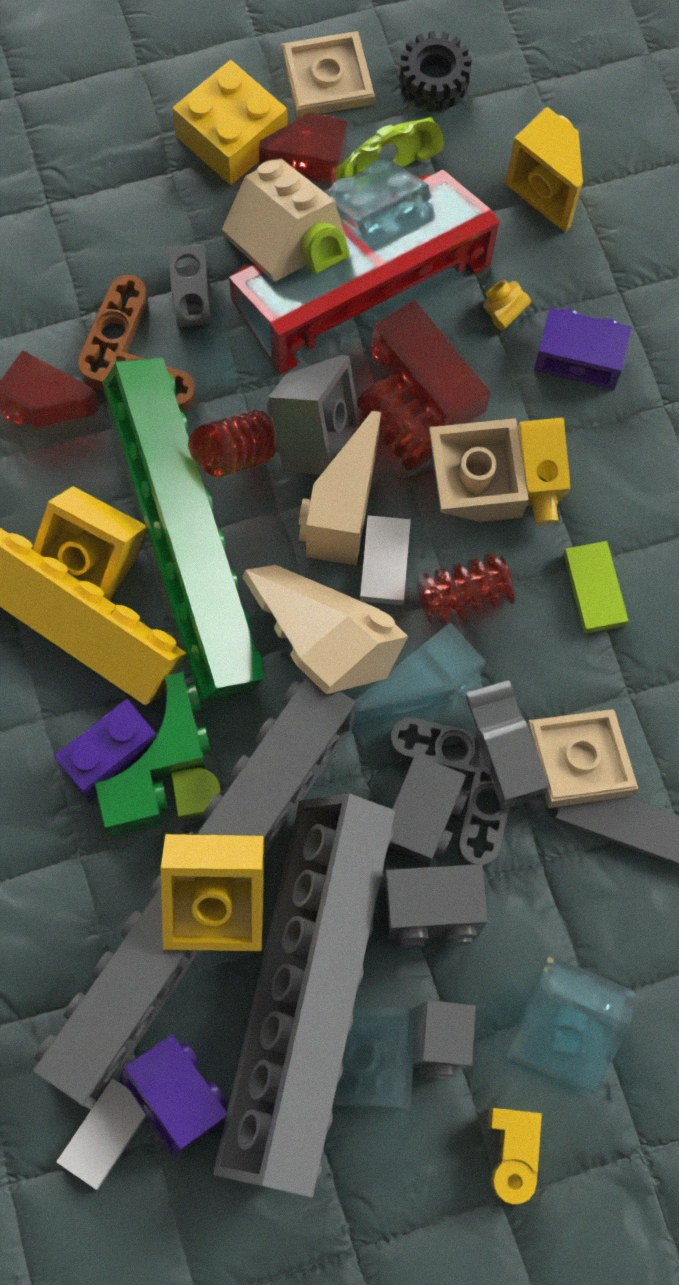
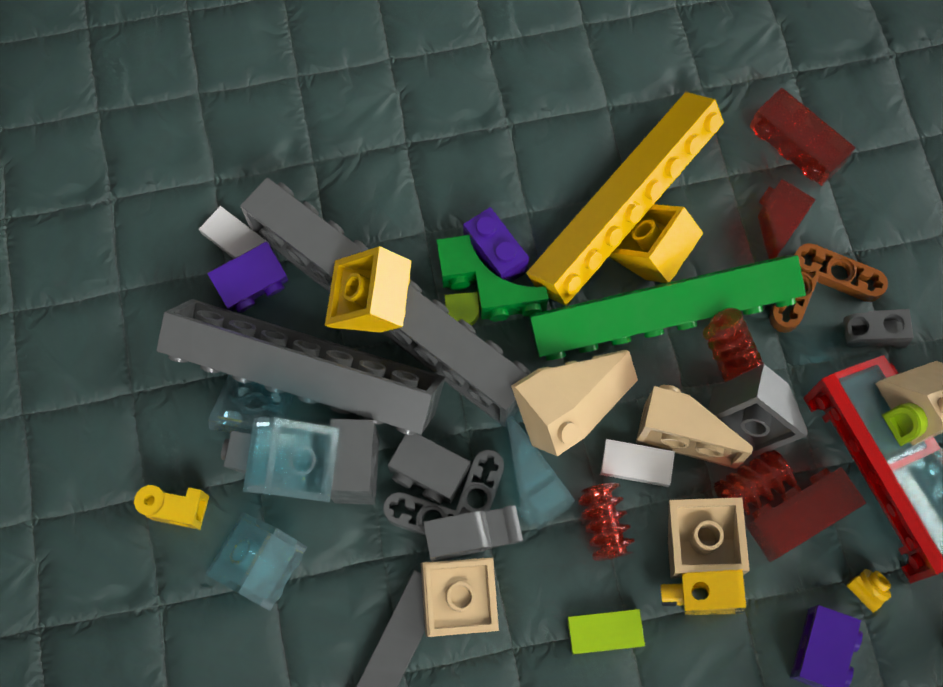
camera: 100 degrees right, 0 degrees up
(460, 966) = (291, 459): none -> clear light blue brick

